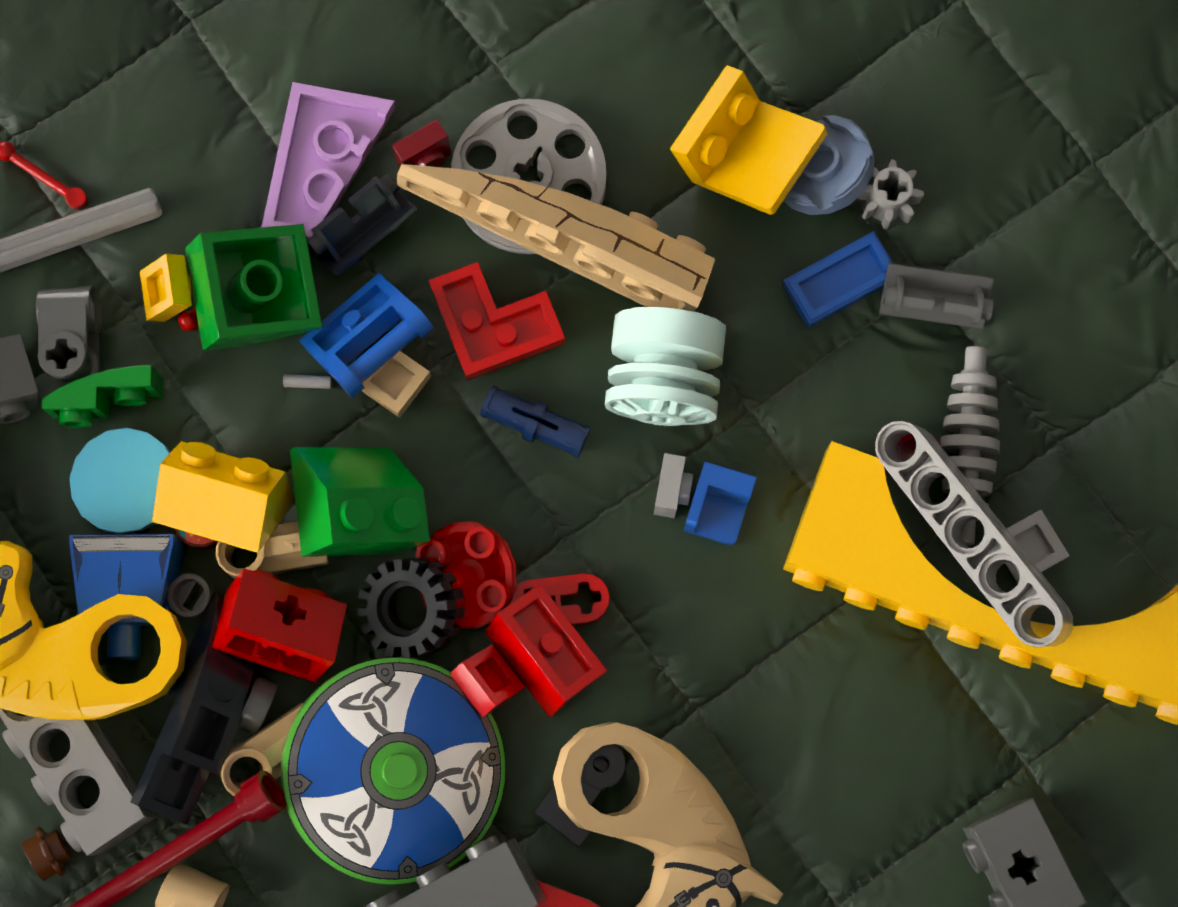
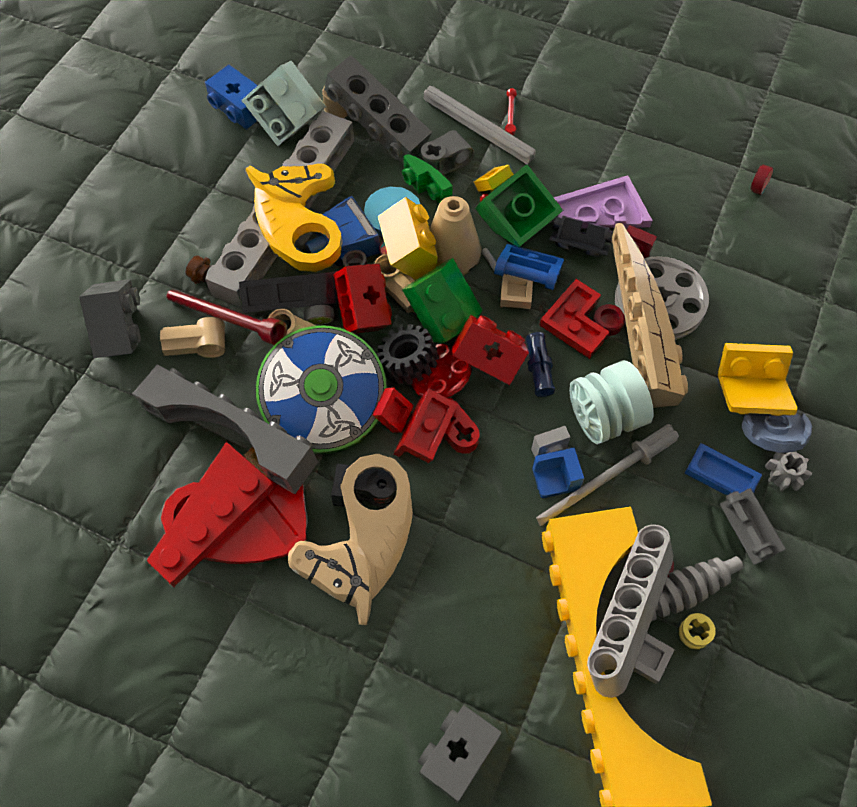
camera: 60 degrees right, 15 degrees down
(253, 420) = (456, 234): none -> tan cone
(482, 484) = (498, 363): none -> red brick
(517, 274) = (610, 318): none -> dark red tile
(753, 363) = (642, 451): none -> light grey piece
(1041, 473) = (697, 620): none -> light yellow bush

